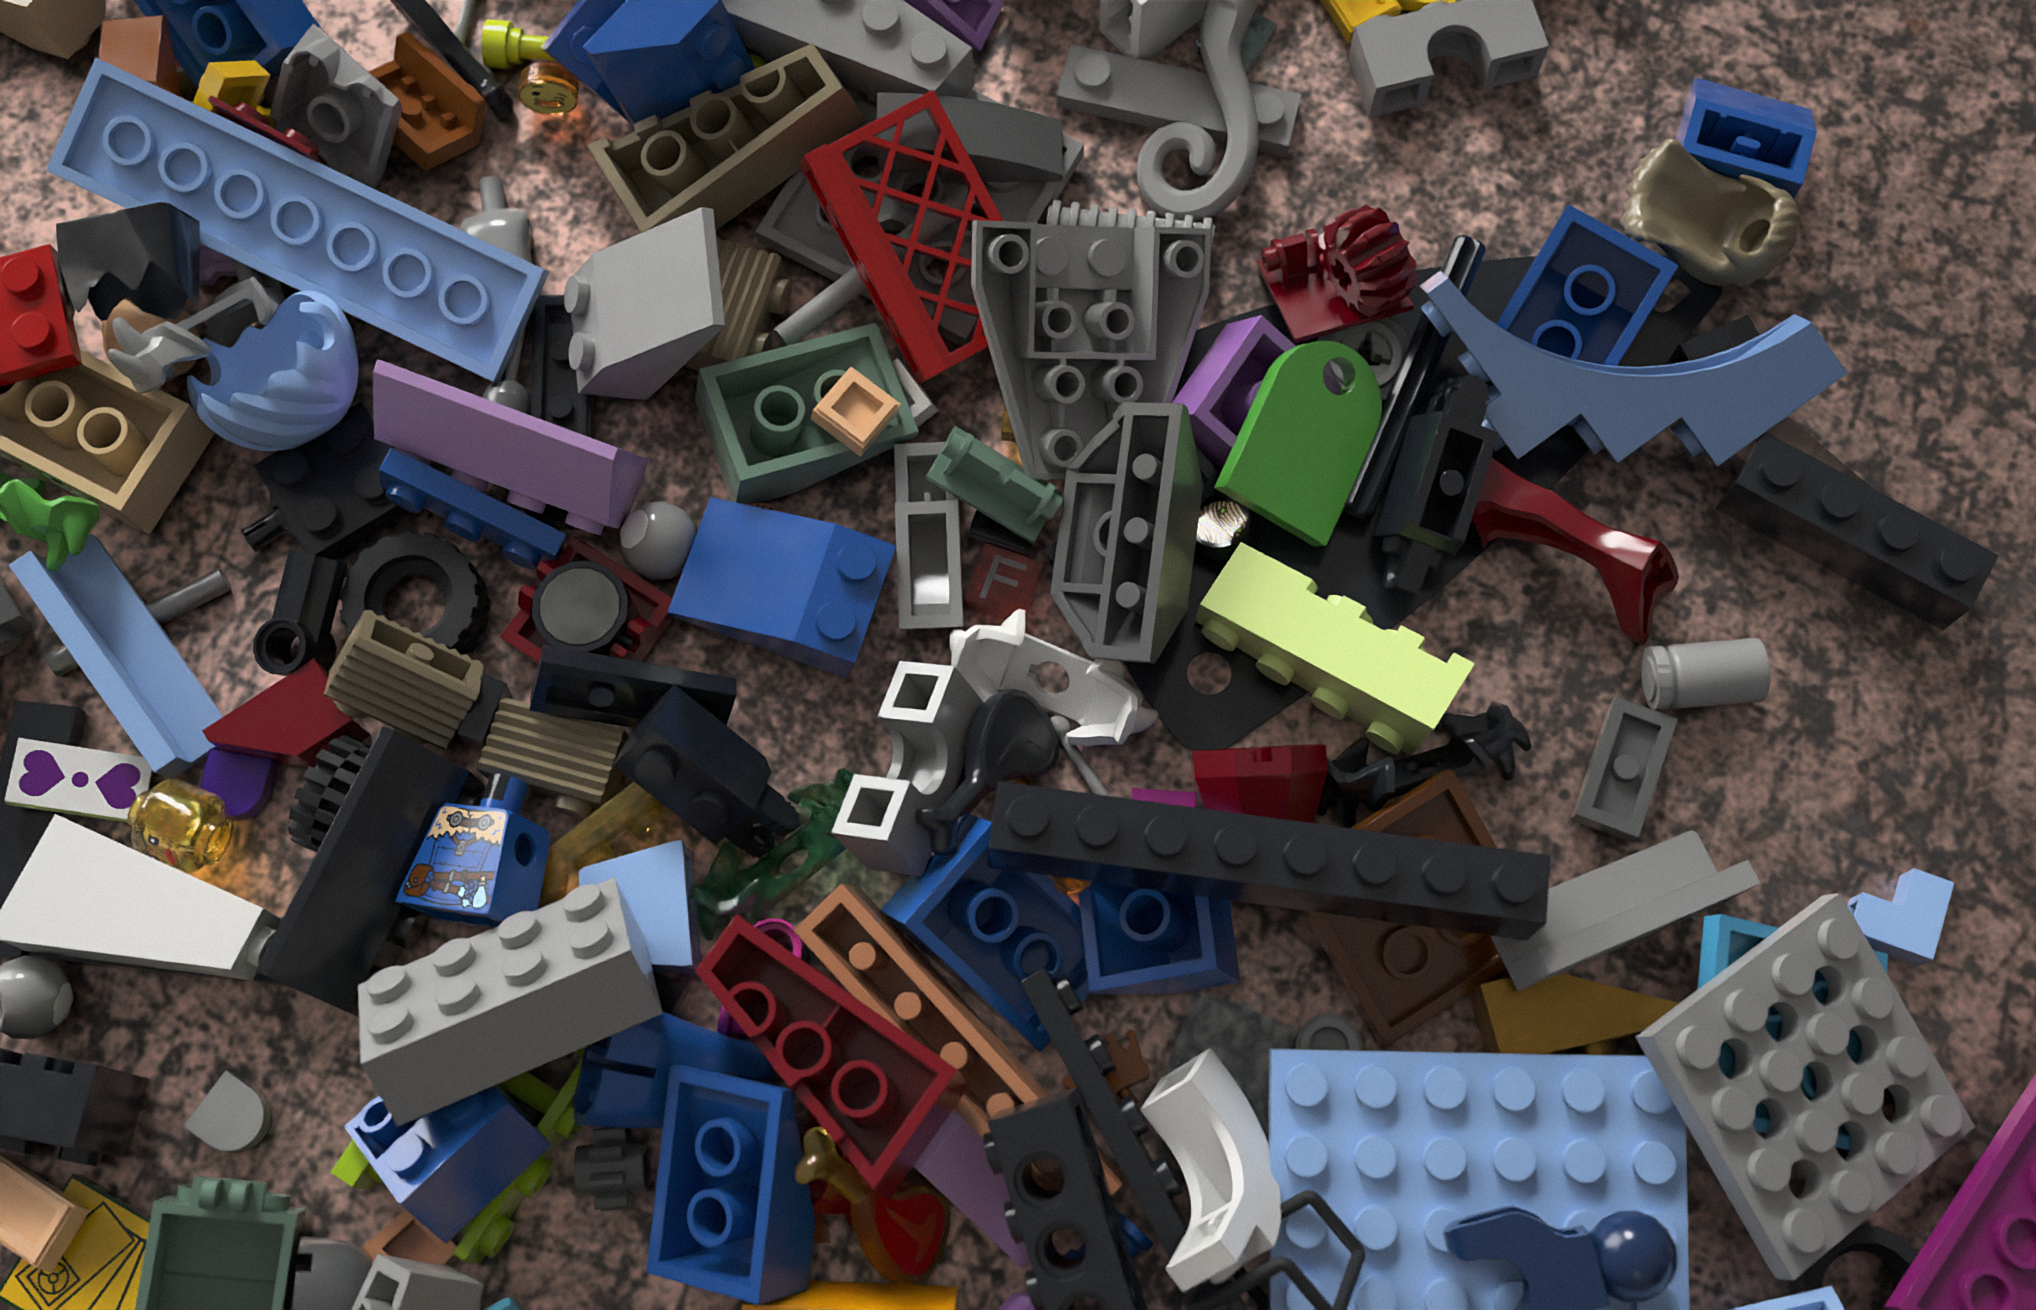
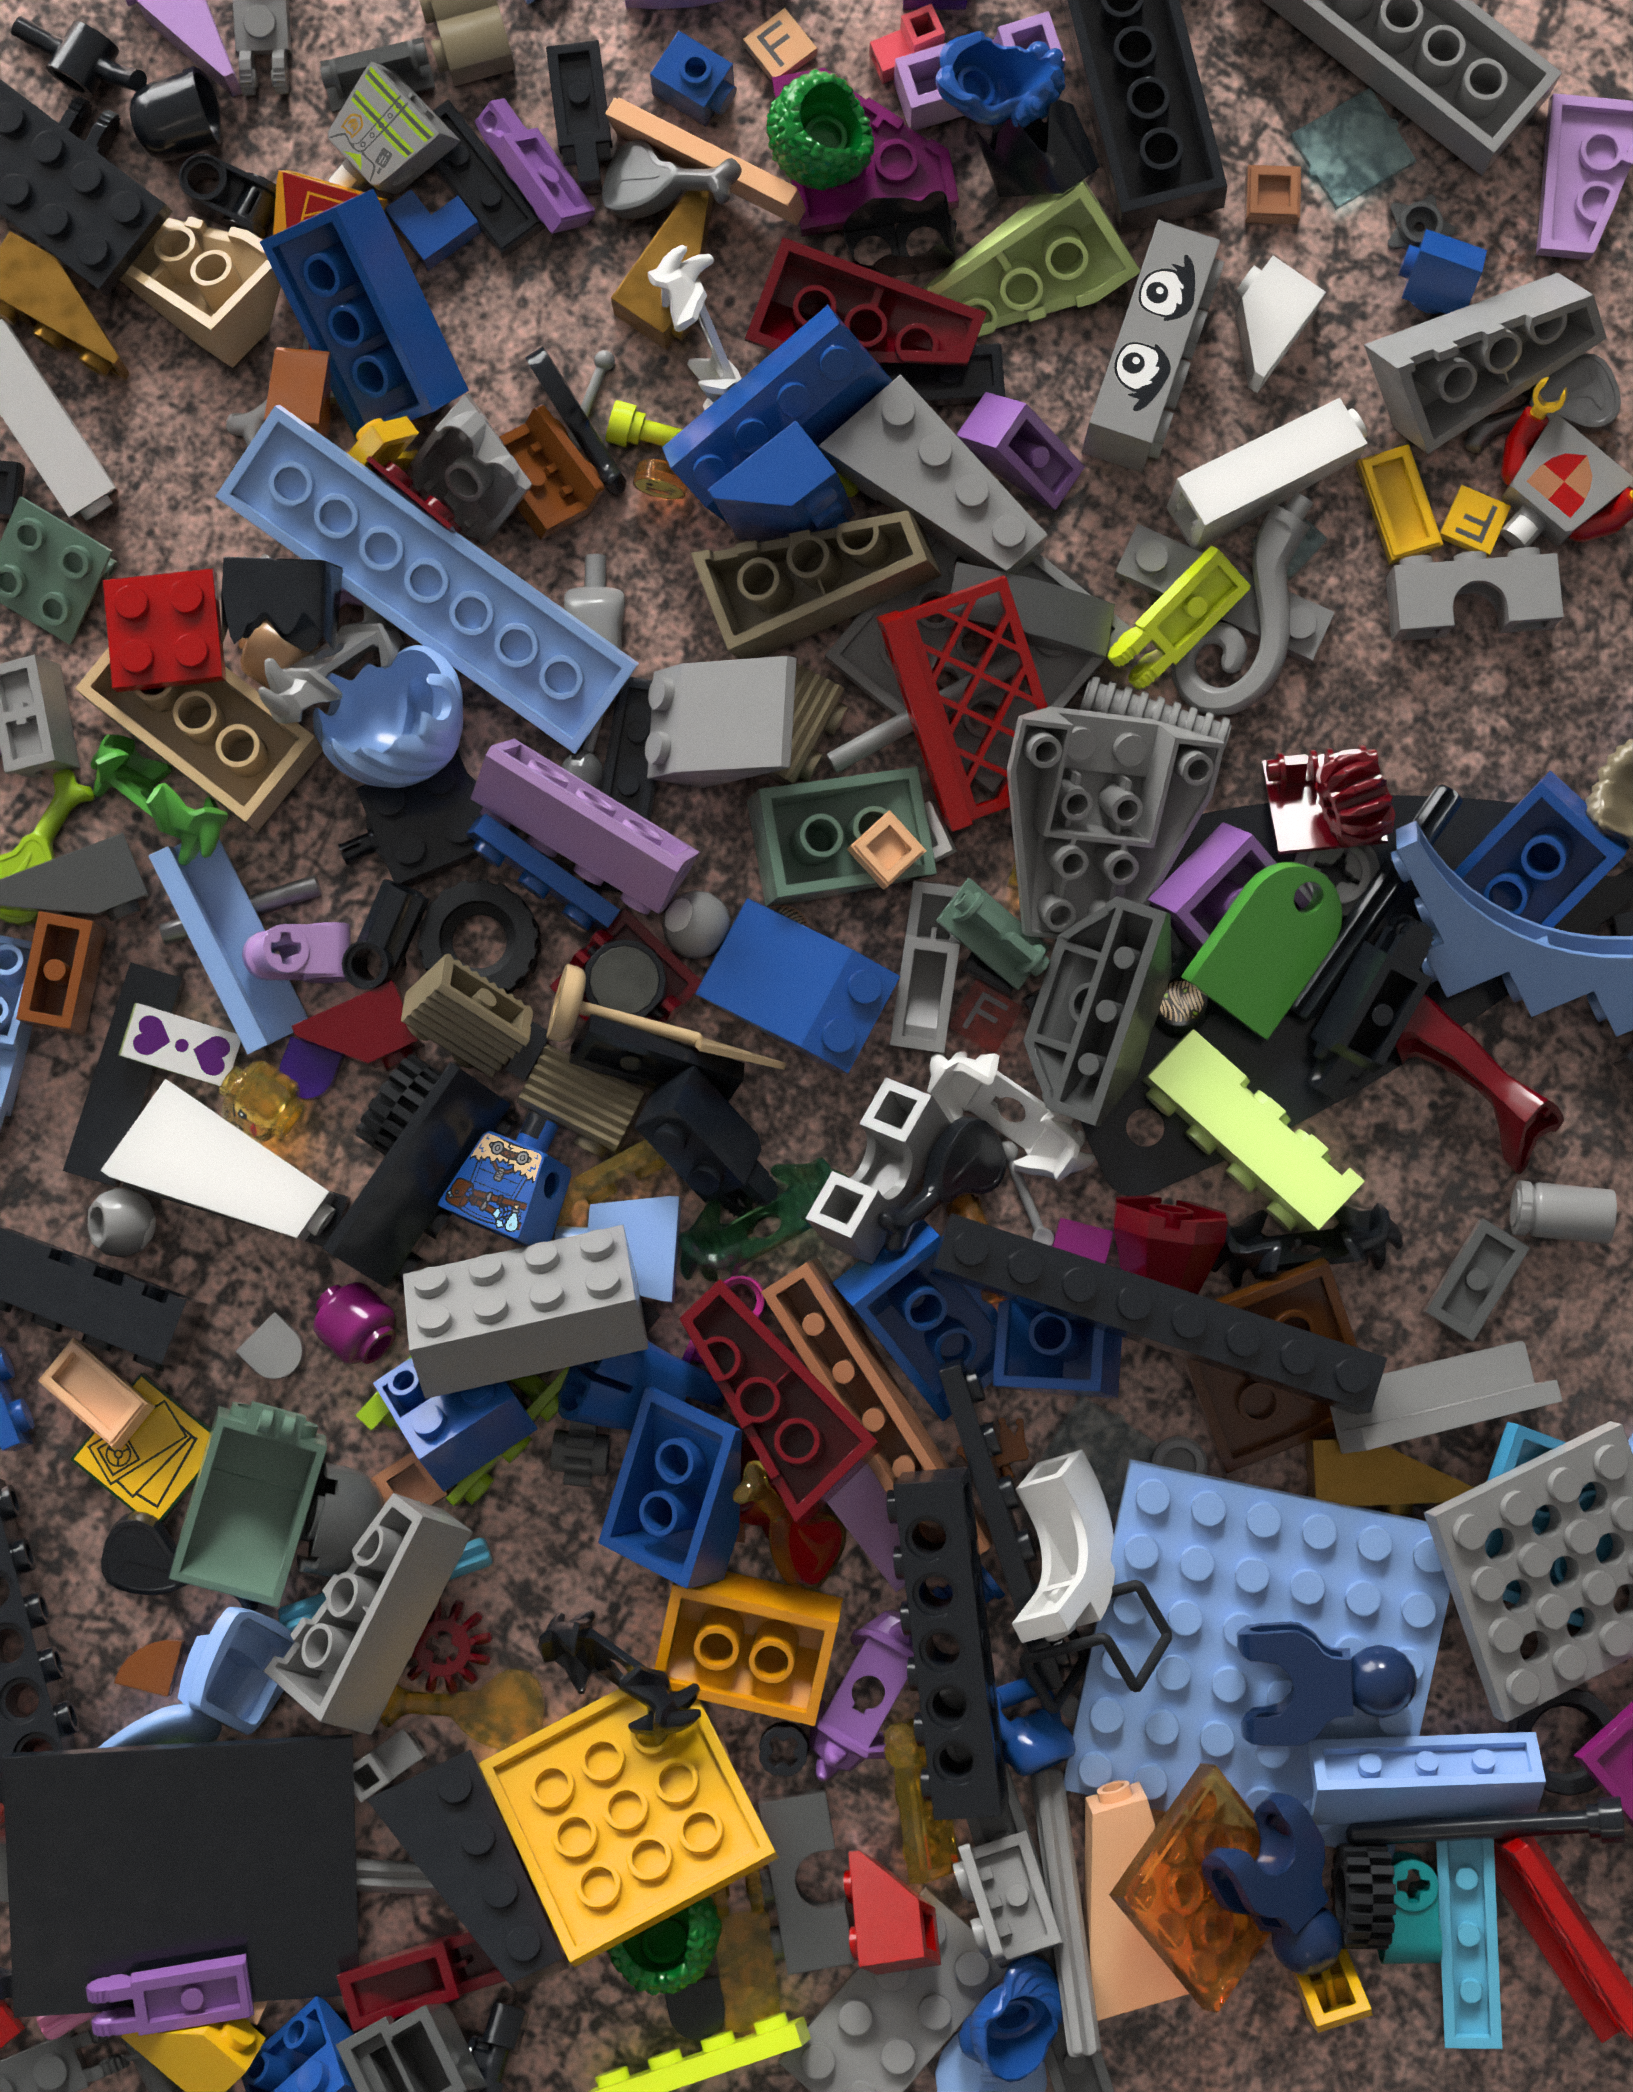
camera: 10 degrees right, 10 degrees up
(215, 649) = (306, 952): none -> lavender piece
(319, 1065) = (354, 1323): none -> magenta head
(517, 641) = (569, 1005): none -> tan piece
(1136, 118) = (1180, 617): none -> neon yellow hinge

